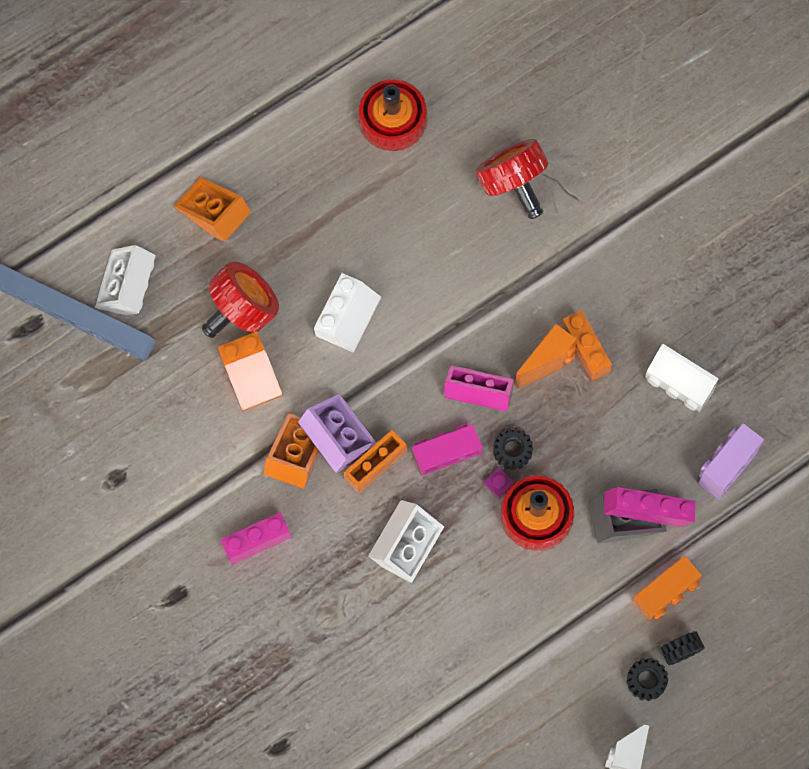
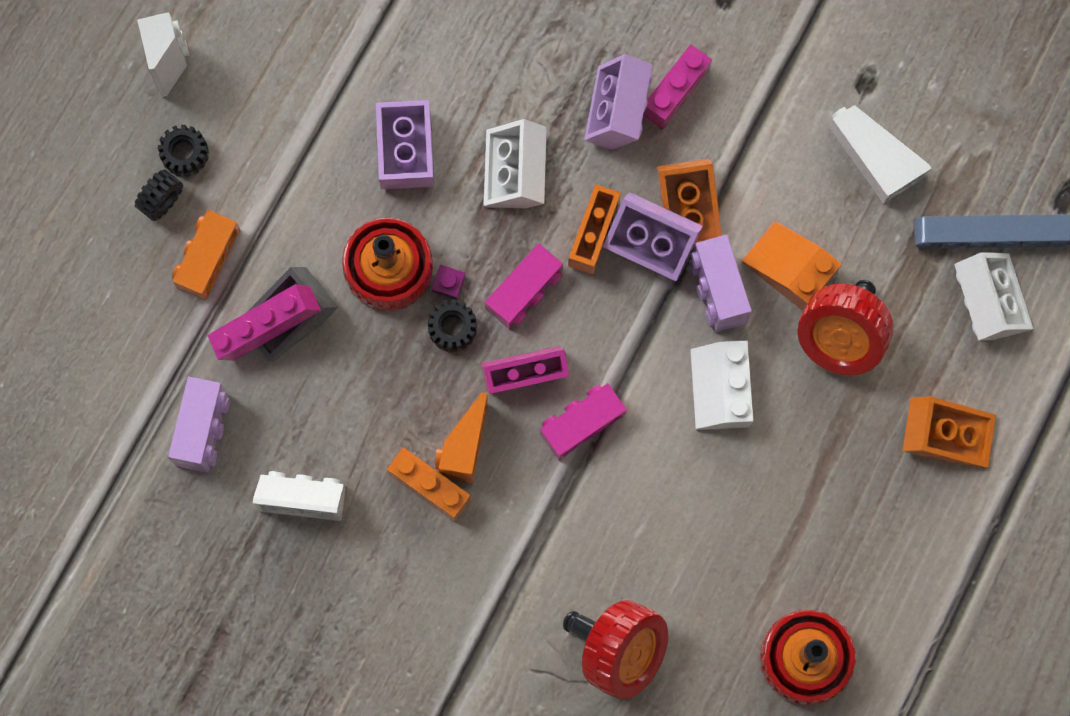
camera: 145 degrees right, 5 degrees up
(141, 411) = (877, 154): none -> white slope
(306, 542) = (618, 102): none -> lavender brick
(309, 375) = (720, 284): none -> lavender brick
(456, 336) = (582, 420): none -> dark pink brick
(479, 594) = (404, 144): none -> lavender brick

